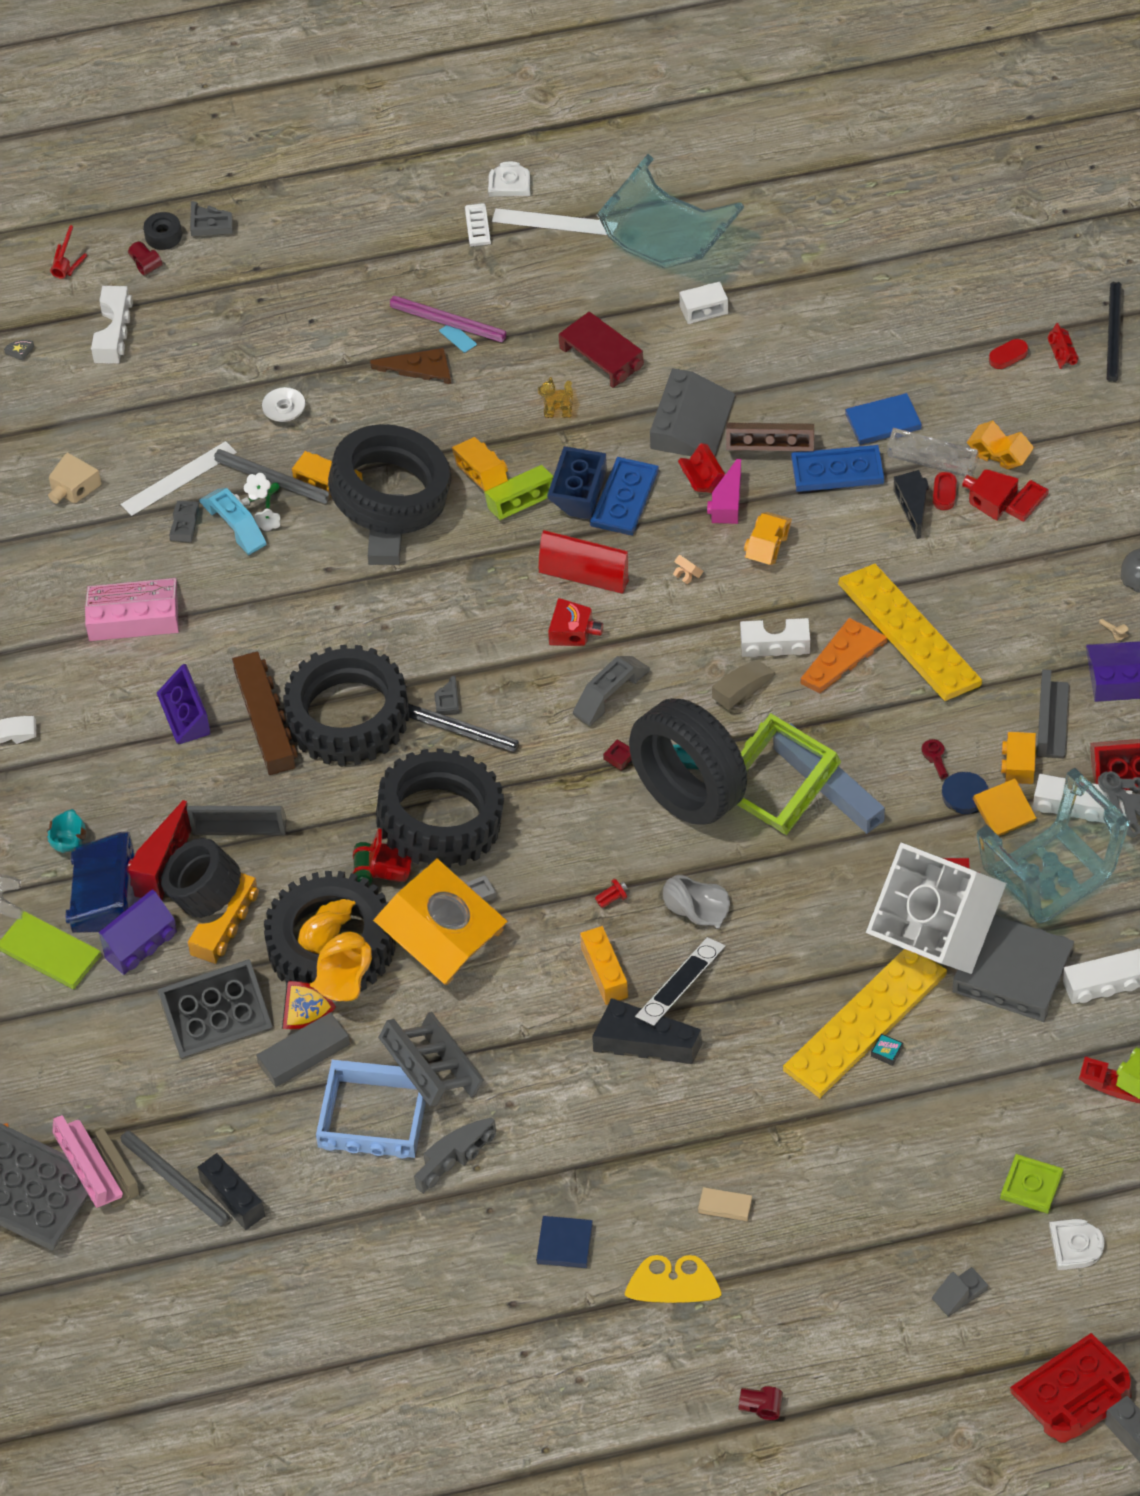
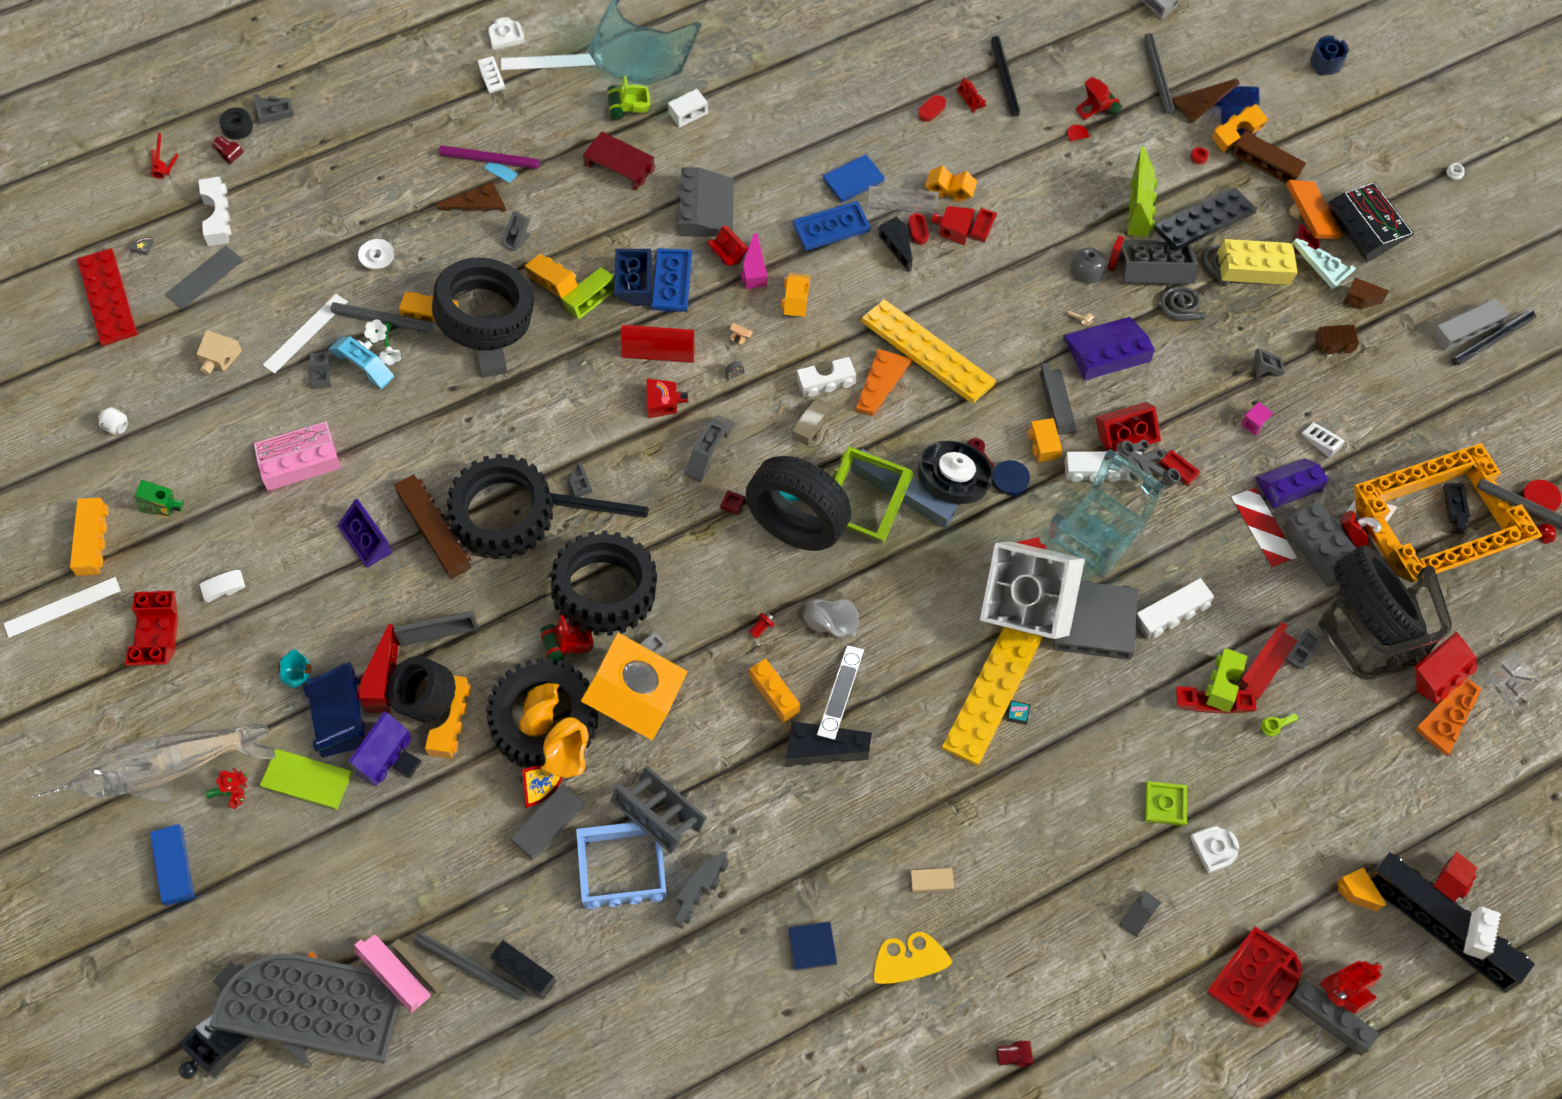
camera: 20 degrees left, 10 degrees up
(80, 396) = (204, 277): none -> dark grey sticker
(163, 958) = (407, 764): none -> black tile
(214, 1008) = (463, 802): dark grey slope -> none
(453, 408) = (516, 231): none -> dark grey slope
(555, 399) = (595, 209): clear yellow animal -> none
(632, 279) = (627, 99): none -> lime piece
(667, 609) = (734, 369): none -> dark grey tile
(770, 436) = (773, 209): reddish brown brick -> none
(894, 770) = (955, 472): none -> black piece
(1004, 807) = (1046, 485): light orange tile -> none

